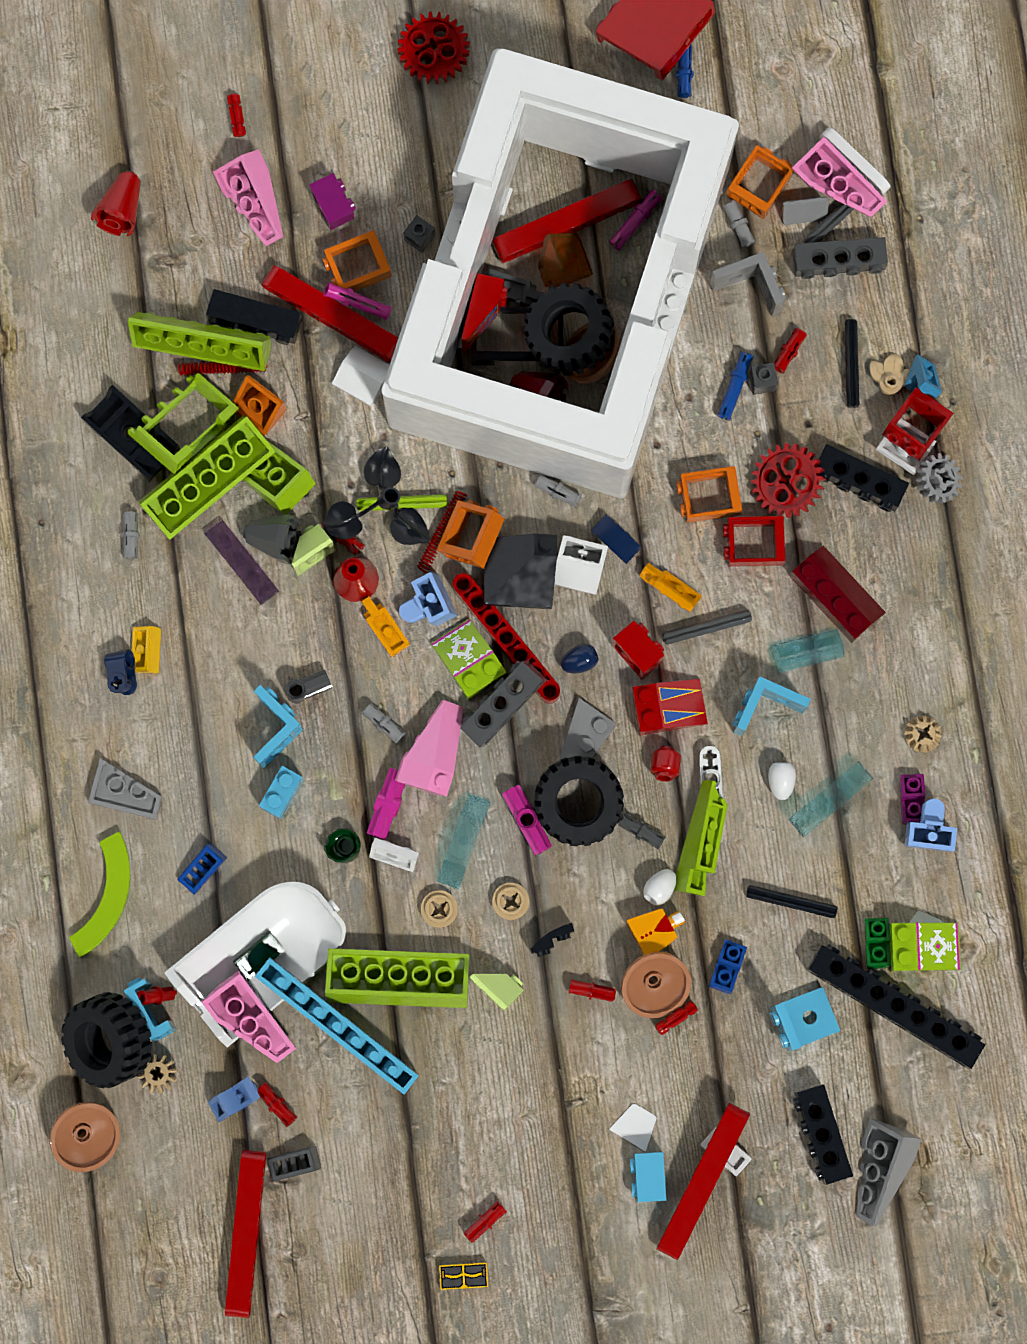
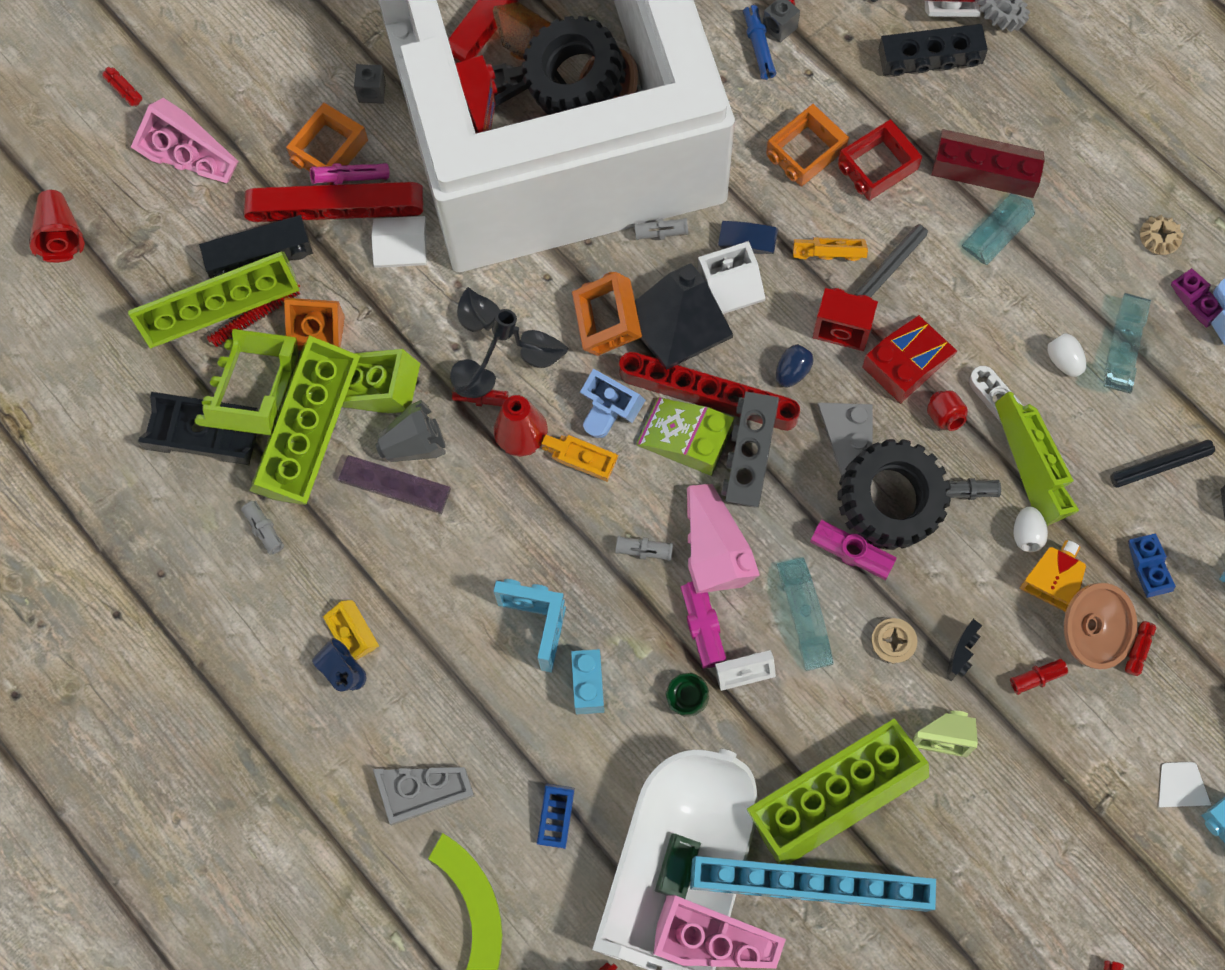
camera: 30 degrees left, 10 degrees down
(311, 548) = (458, 422): yellowish green slope -> none
(311, 686) = (544, 558): dark grey piece -> none
(332, 201) = (266, 103): magenta brick -> none
(413, 502) = (527, 323): lime axle -> none
(437, 533) = (576, 374): red piece -> none
(450, 909) = (839, 688): tan gear -> none
(771, 691) = (1002, 278): medium azure bracket -> none
(804, 468) = (880, 67): red gear -> none

